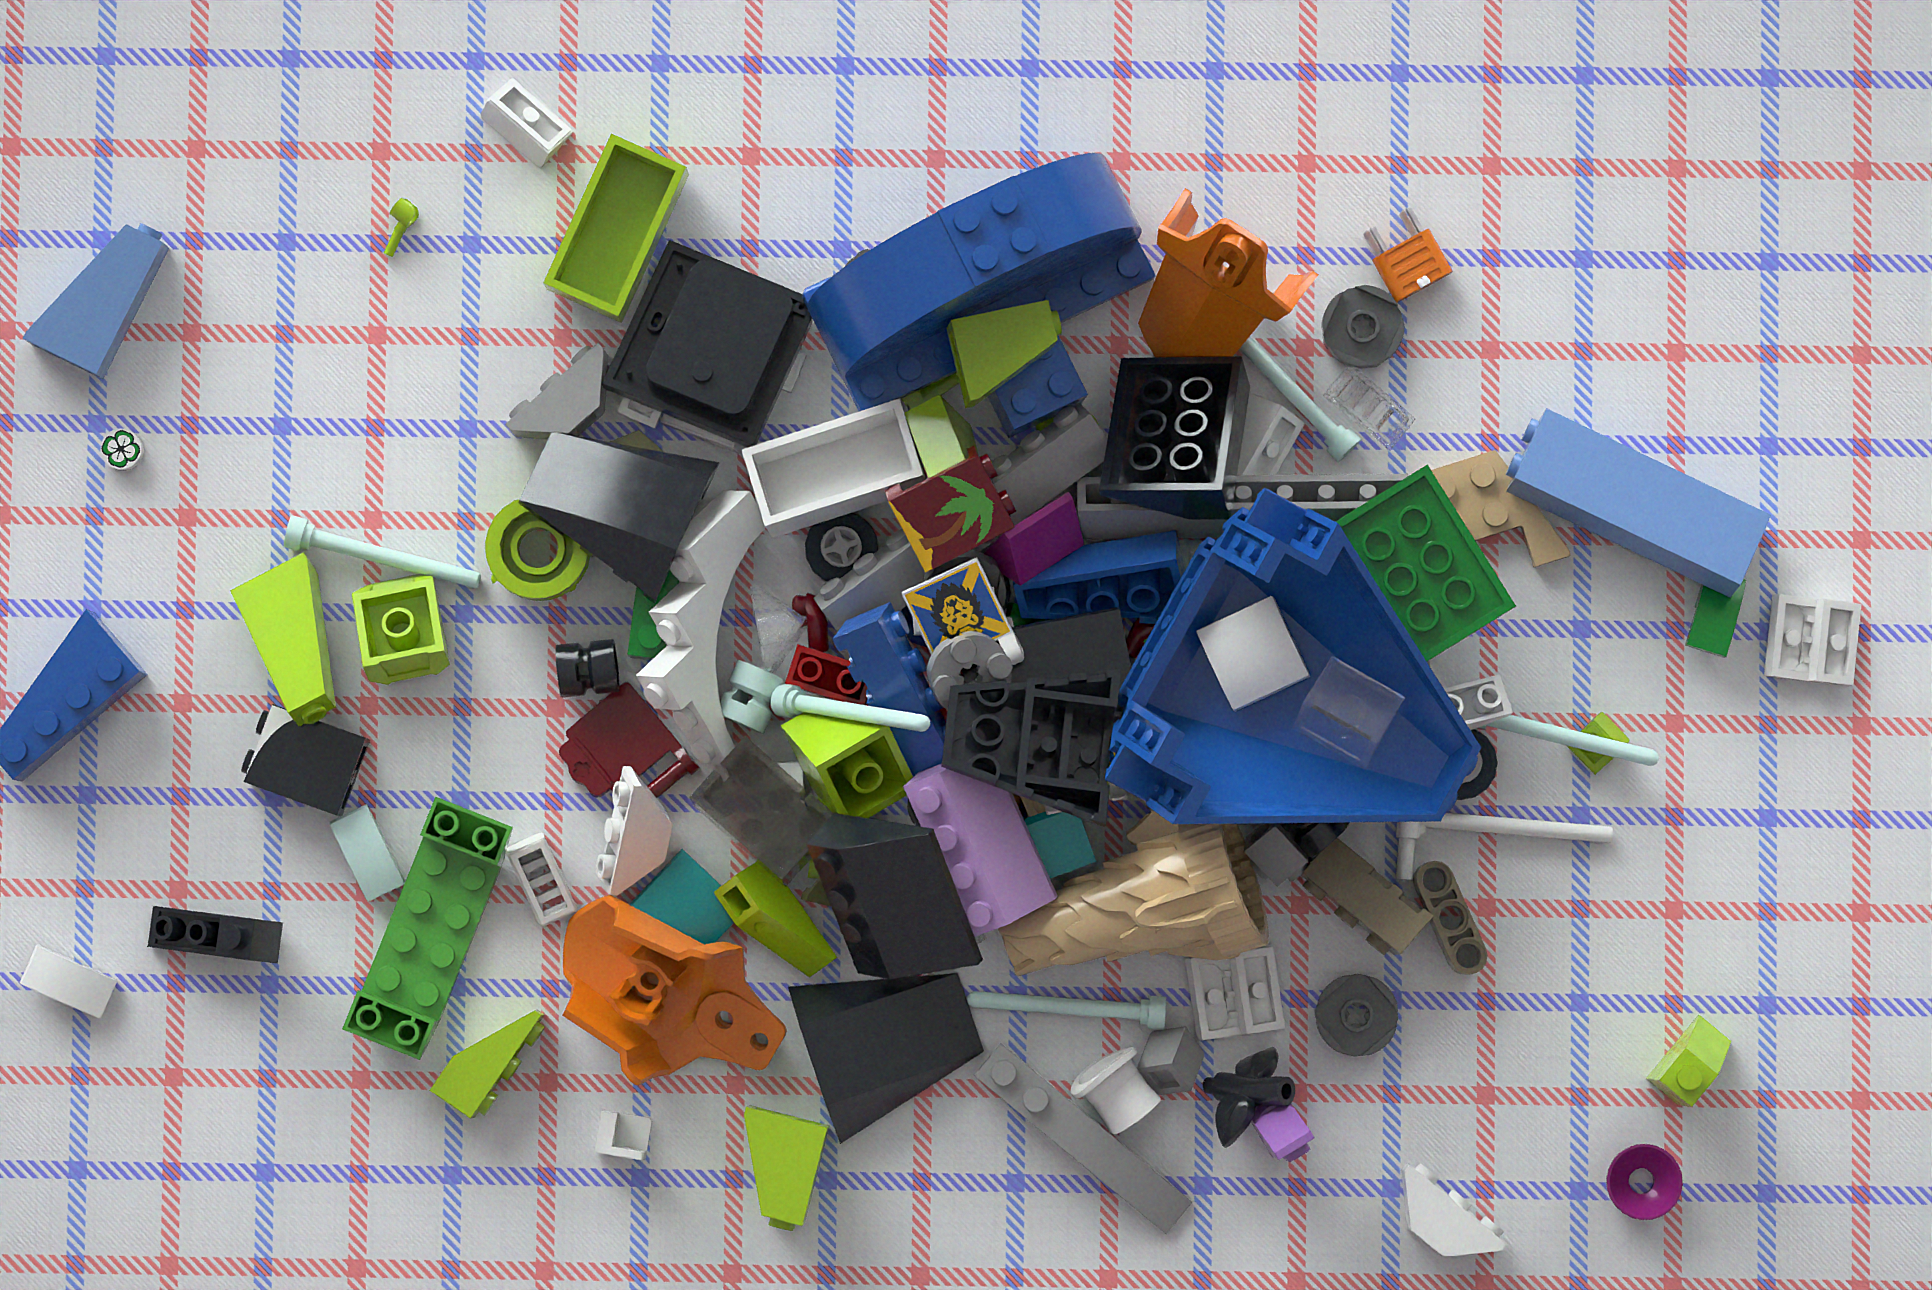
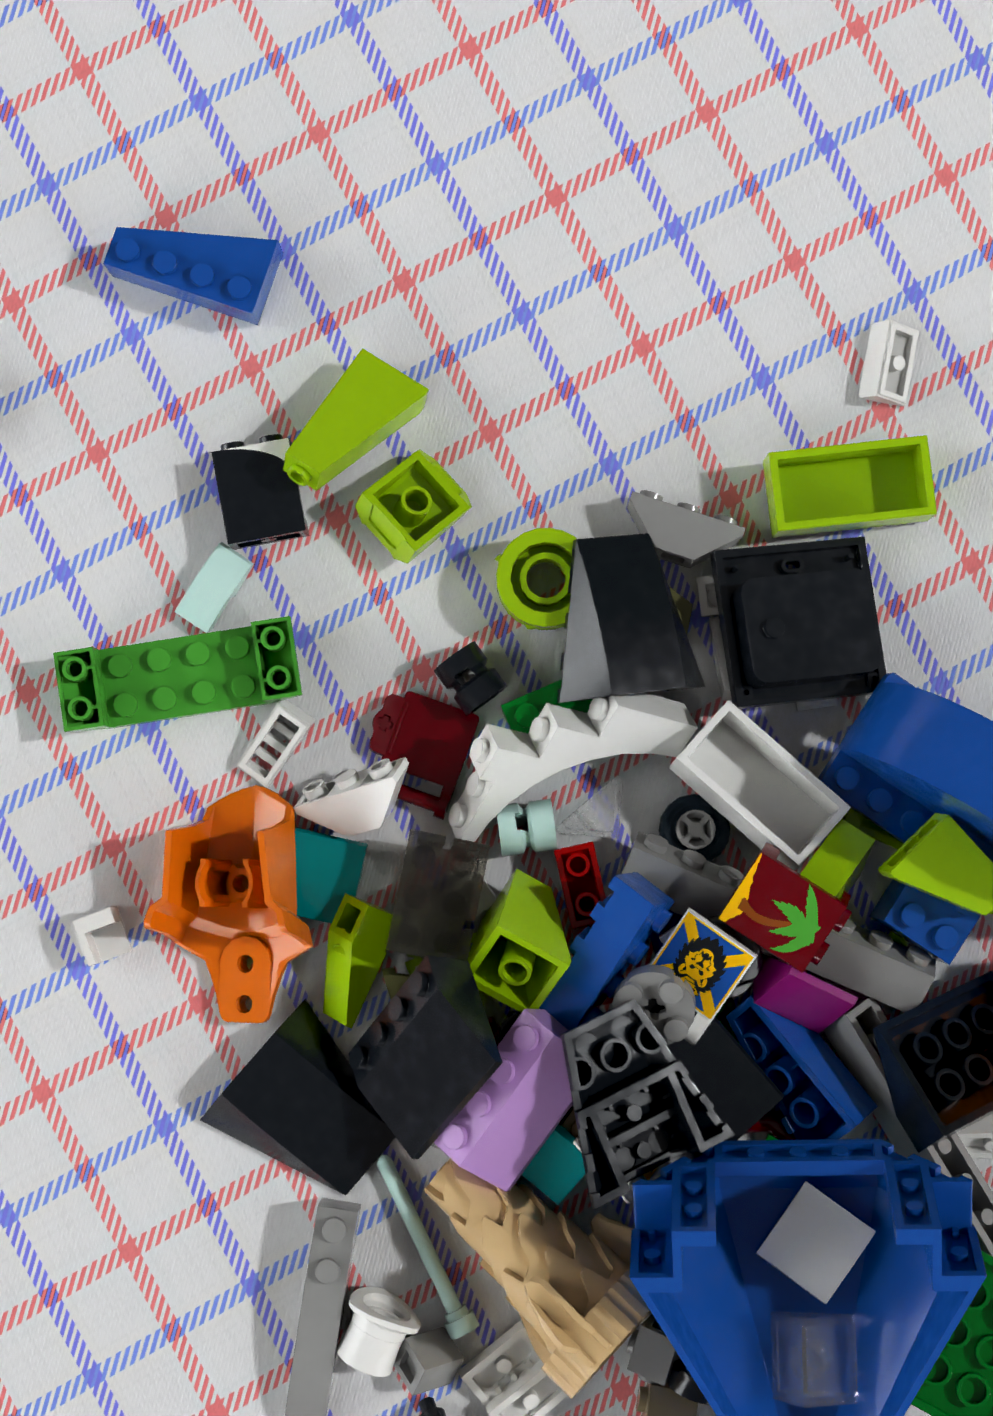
camera: 60 degrees right, 0 degrees up
(101, 302) = (537, 107): medium blue slope -> none
(122, 449) = (427, 196): tile -> none
(215, 934) = (75, 505): black slope -> none
(303, 535) = (443, 381): light aqua piece -> none
(406, 214) = (755, 311): lime hand -> none
(475, 1072) = (85, 782): lime slope -> none
(784, 1163) = (155, 1088): lime slope -> none
(792, 701) = (543, 866): light aqua piece -> none
(817, 622) = (619, 847): dark red arm -> none

